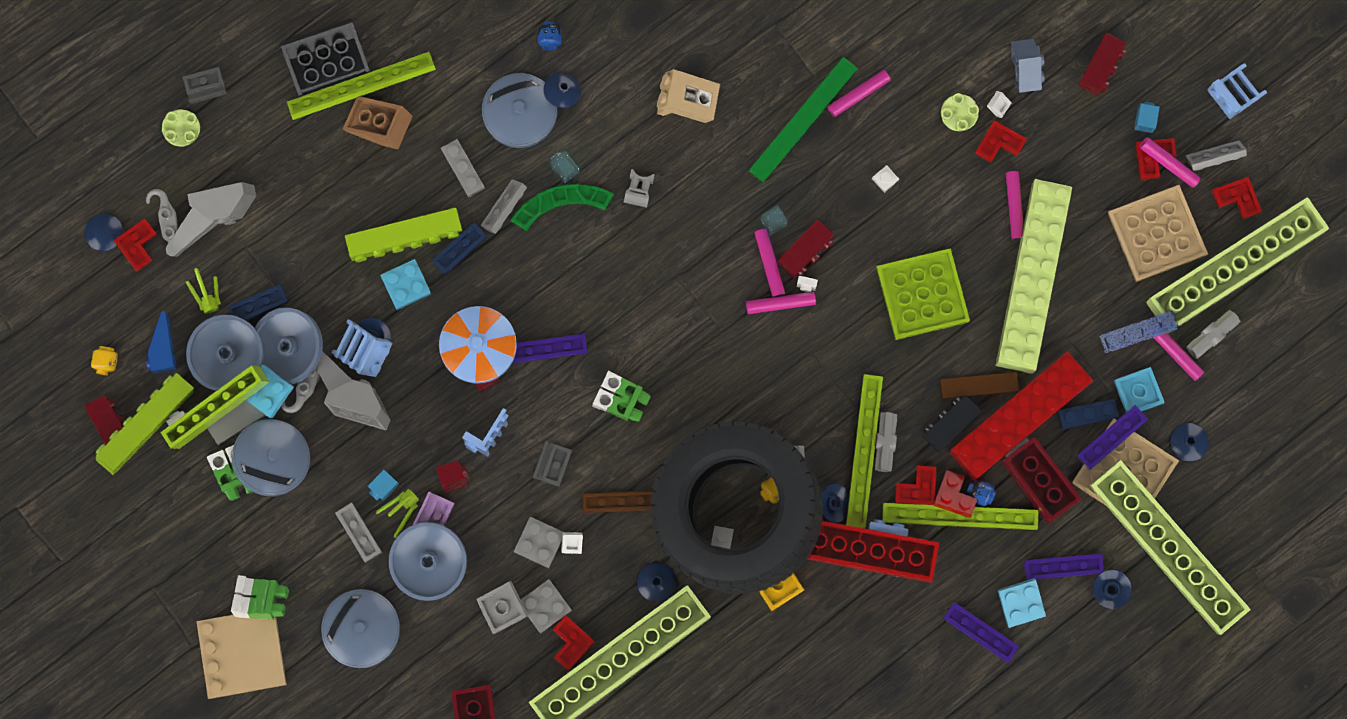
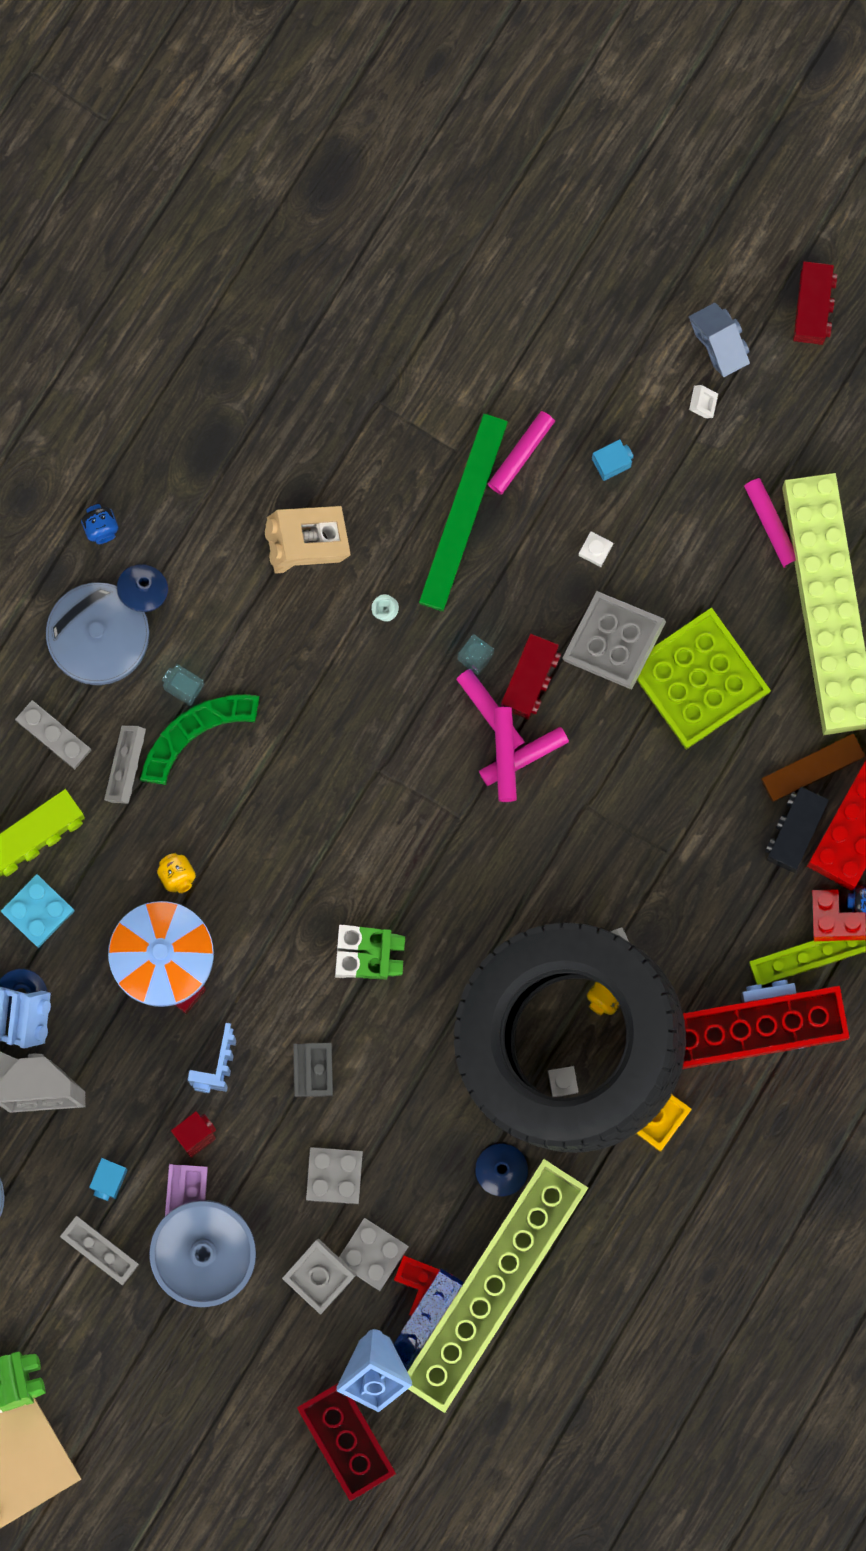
camera: 20 degrees left, 0 degrees up
(360, 628) = (149, 1371): sand blue dish -> none
(406, 500) = (146, 1185): lime plant -> none
(459, 249) = (89, 840): dark blue plate -> none
(510, 293) = (176, 873): none -> yellow head
(514, 688) = (374, 1372): none -> light blue slope
(550, 348) = (255, 923): dark purple plate -> none
(563, 664) = (426, 1316): none -> clear blue plate
(571, 542) = (376, 1160): white plate -> none
(617, 501) = (414, 1086): reddish brown tile -> none
(638, 196) = (288, 688): light grey piece -> none
(723, 165) = (385, 607): none -> light aqua tile
(767, 296) = (505, 754): none -> dark pink piece
(806, 284) = (547, 720): white plate -> none
(835, 502) = (689, 984): dark blue dish -> none
(864, 451) = (700, 905): lime plate -> none
(873, 245) = (614, 640): none -> light grey plate
(885, 442) = (723, 883): light grey piece -> none
(920, 121) = (612, 459): none -> dark azure brick
(922, 492) = (793, 926): red plate -> none
(959, 112) = (657, 430): yellowish green dish -> none
(998, 137) = (720, 442): red plate -> none

